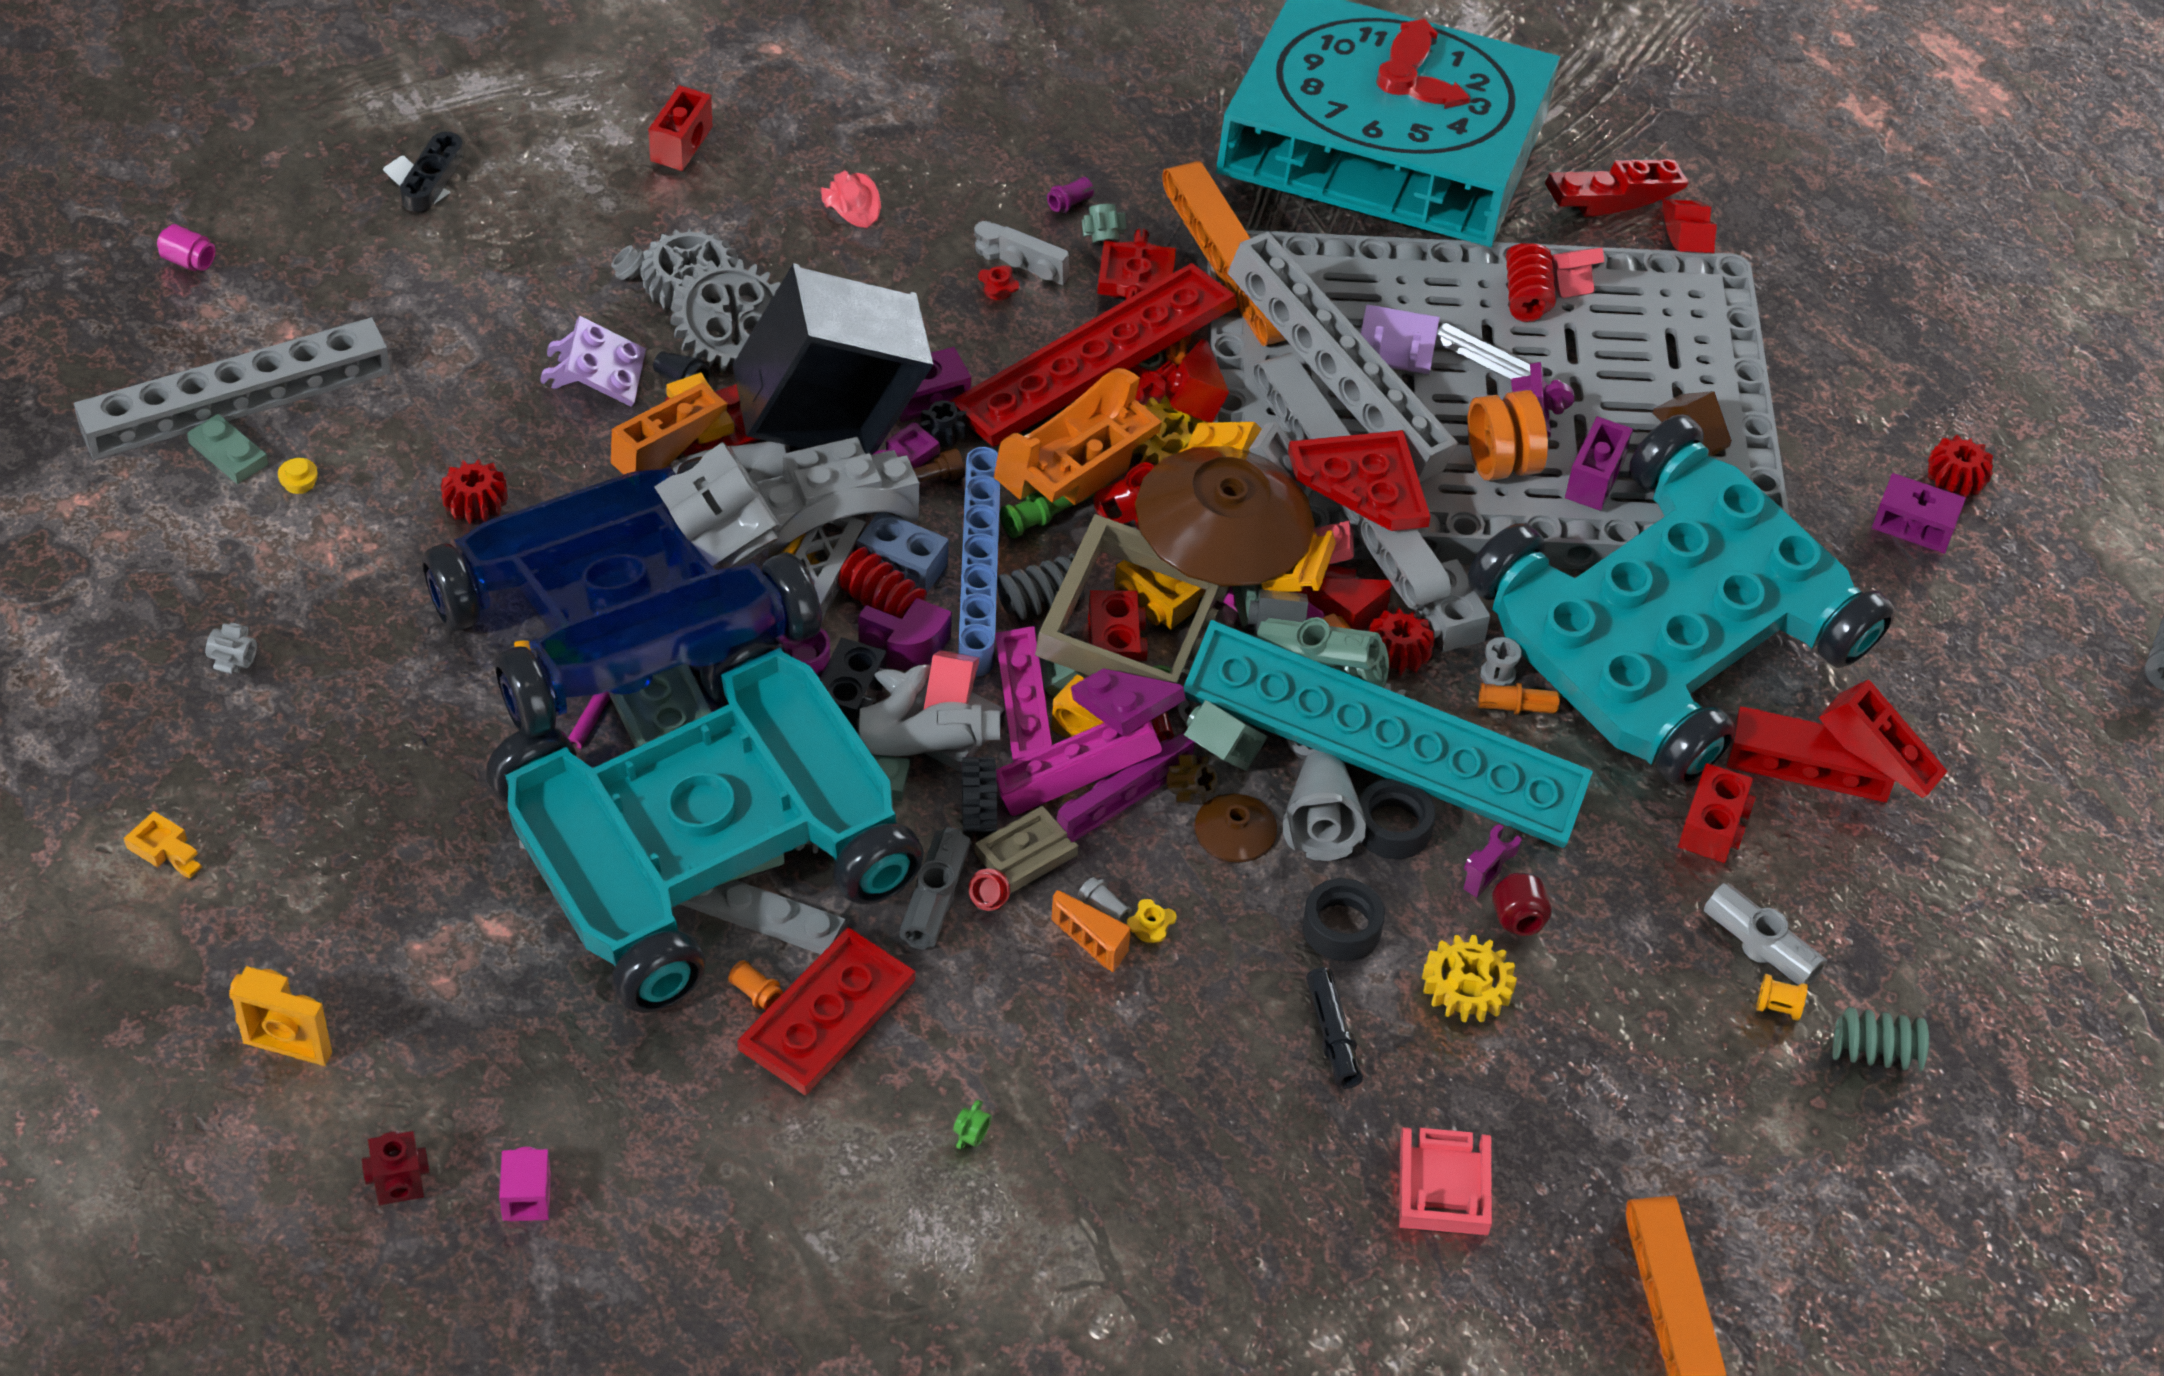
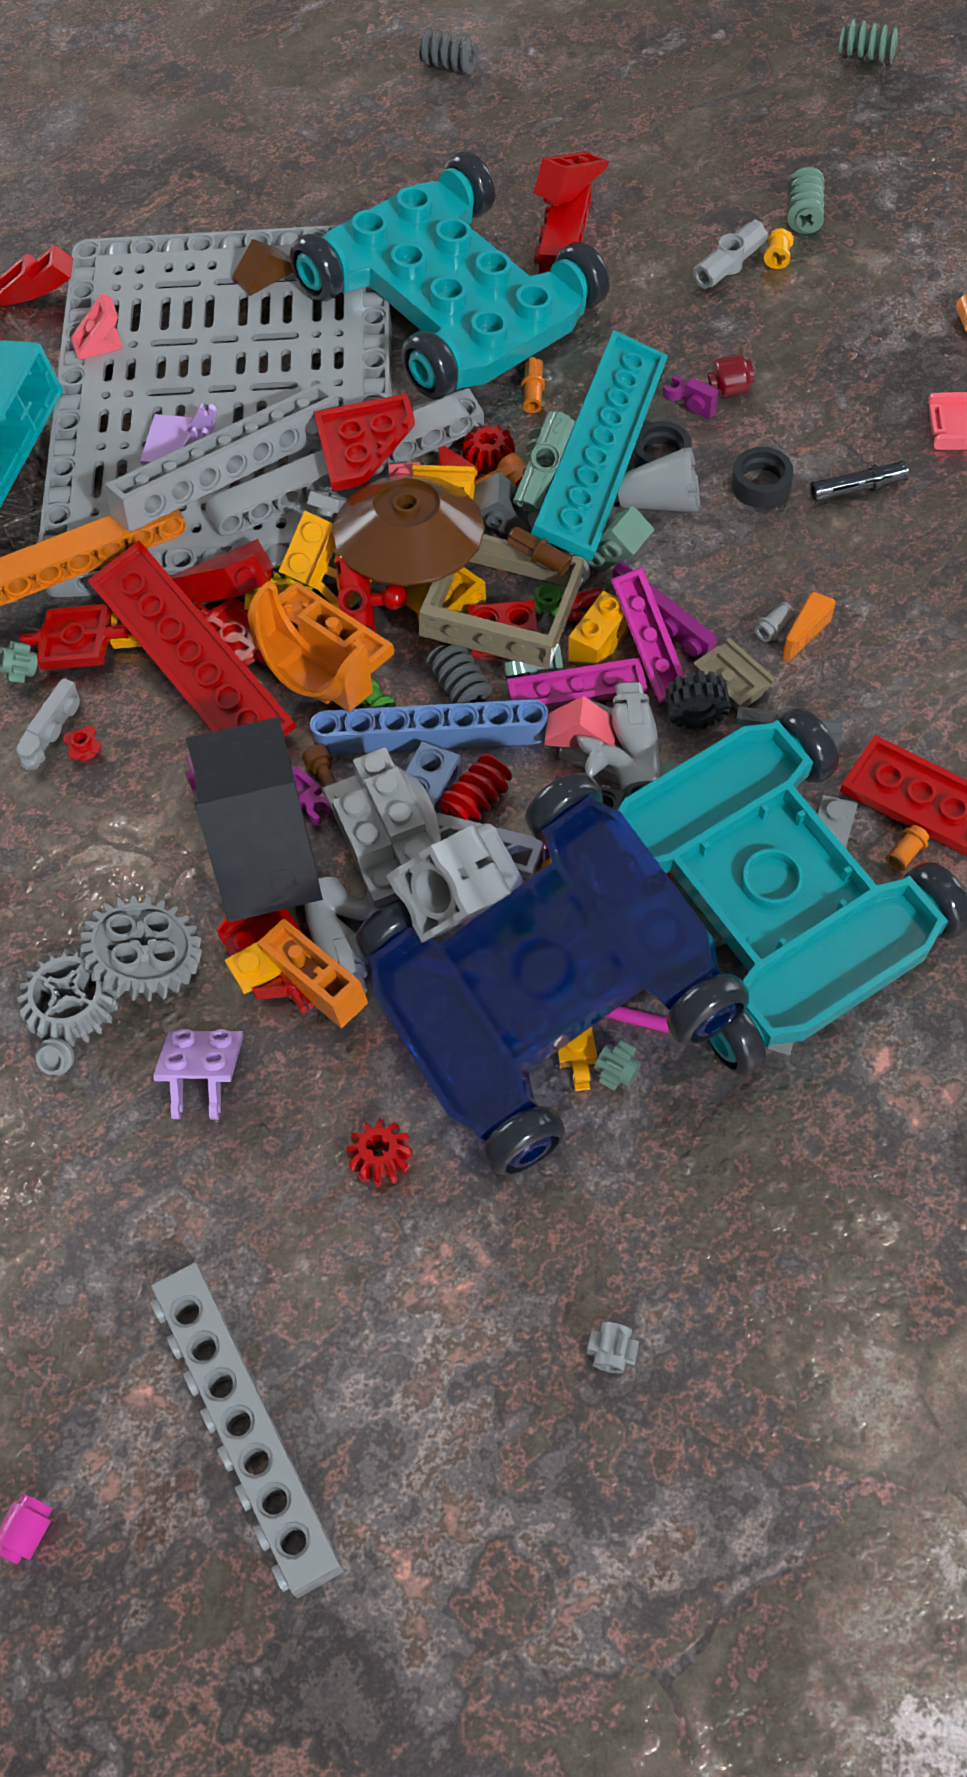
camera: 85 degrees left, 10 degrees up
(162, 840) = (858, 1369): light orange plate -> none
(227, 448) = (324, 1419): sand green plate -> none
(298, 475) = (361, 1334): yellow plate -> none
(676, 366) = (205, 989): black cone -> none
(907, 640) = (528, 771): magenta brick -> none
(989, 889) = (779, 694): red plate -> none
(1126, 699) = (610, 589): magenta wing -> none
(1151, 930) = (784, 591): yellow plate -> none
(1180, 632) = (539, 550): none -> reddish brown axle
(1192, 779) = (653, 566): dark brown gear -> none
(1234, 839) = (678, 551): reddish brown dish -> none
(1469, 978) = (801, 405): yellow gear -> none
(1481, 352) = (195, 386): axle -> none
(1494, 659) = (503, 386): light grey bush -> none
(1507, 435) = (303, 355): orange wheel -> none
(1530, 281) = (116, 355): red piece -> none
(1551, 397) = (250, 347): magenta hips -> none
(1598, 463) = (324, 310): magenta brick -> none
(1715, 813) = (632, 276): red brick -> none
(1918, 513) = (331, 168): magenta brick -> none
(1960, 466) = (284, 145): red gear -> none

